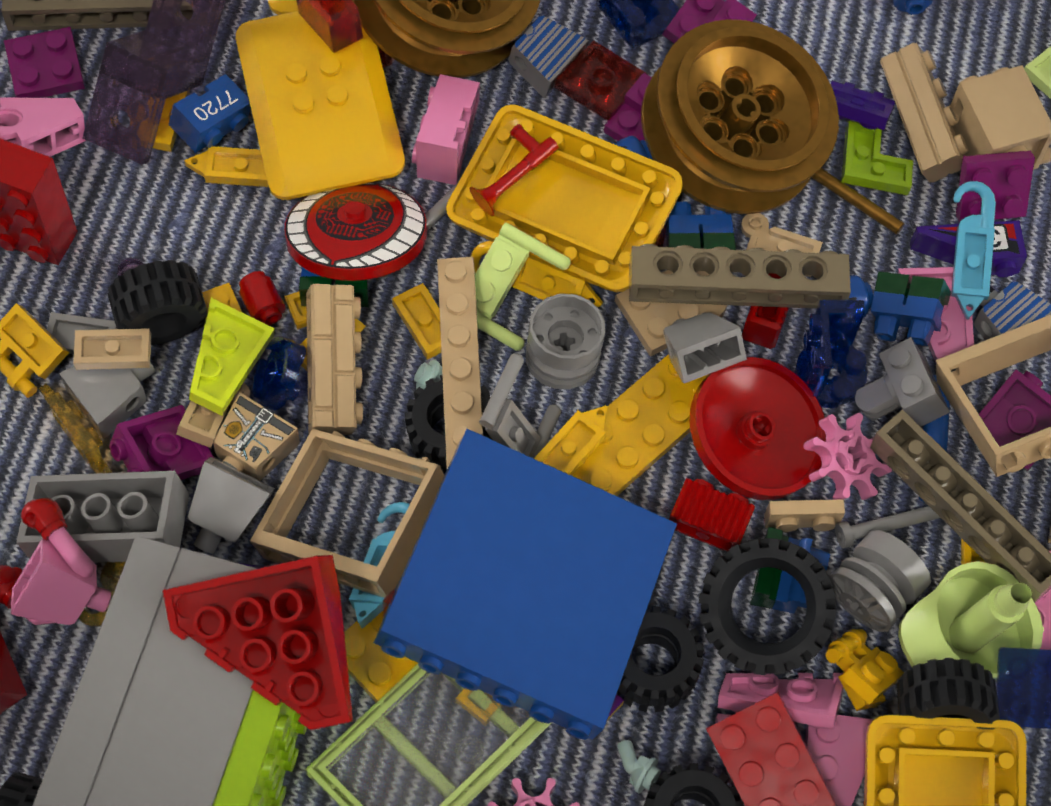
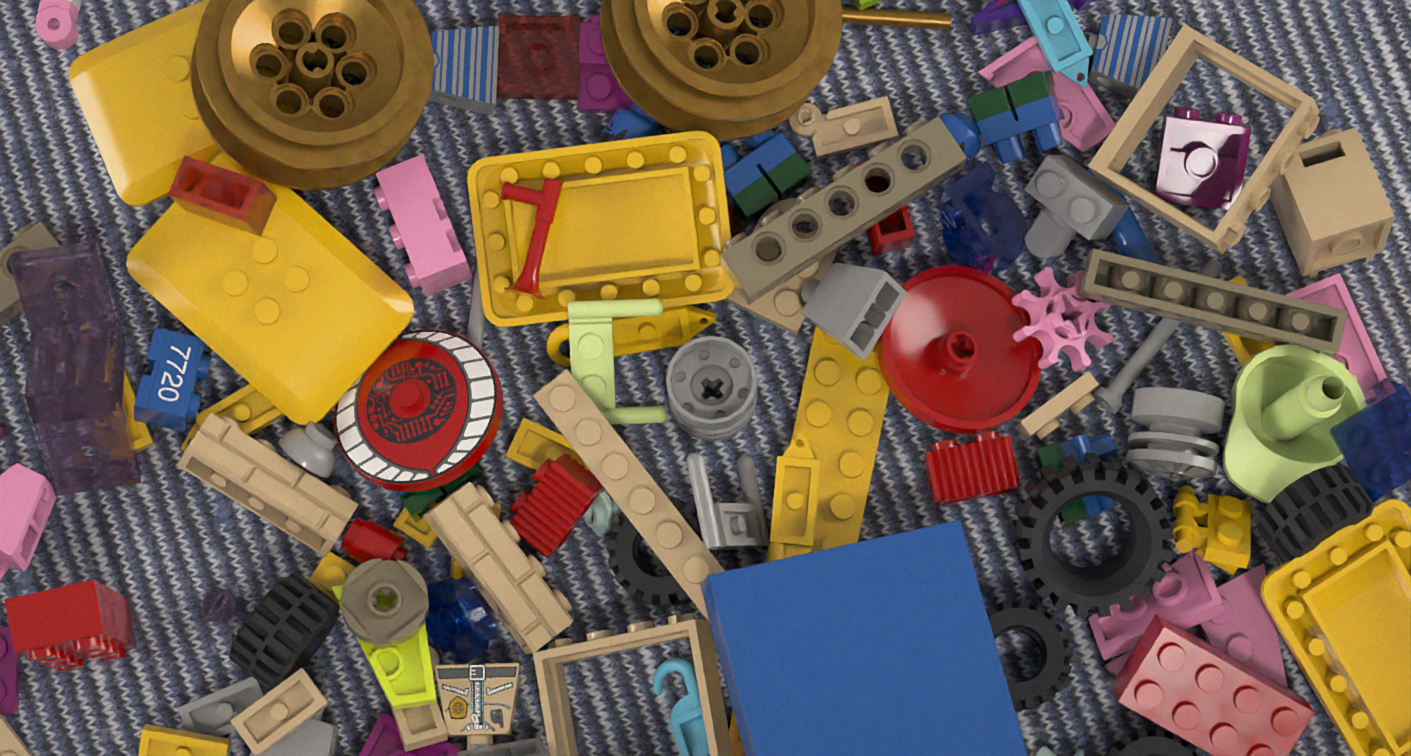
camera: 30 degrees left, 15 degrees up
(221, 209) = (268, 483): none -> tan brick
(234, 343) = (385, 577): none -> dark tan plate
(268, 210) = (311, 448): none -> light grey piece
(401, 346) = (555, 504): none -> red brick

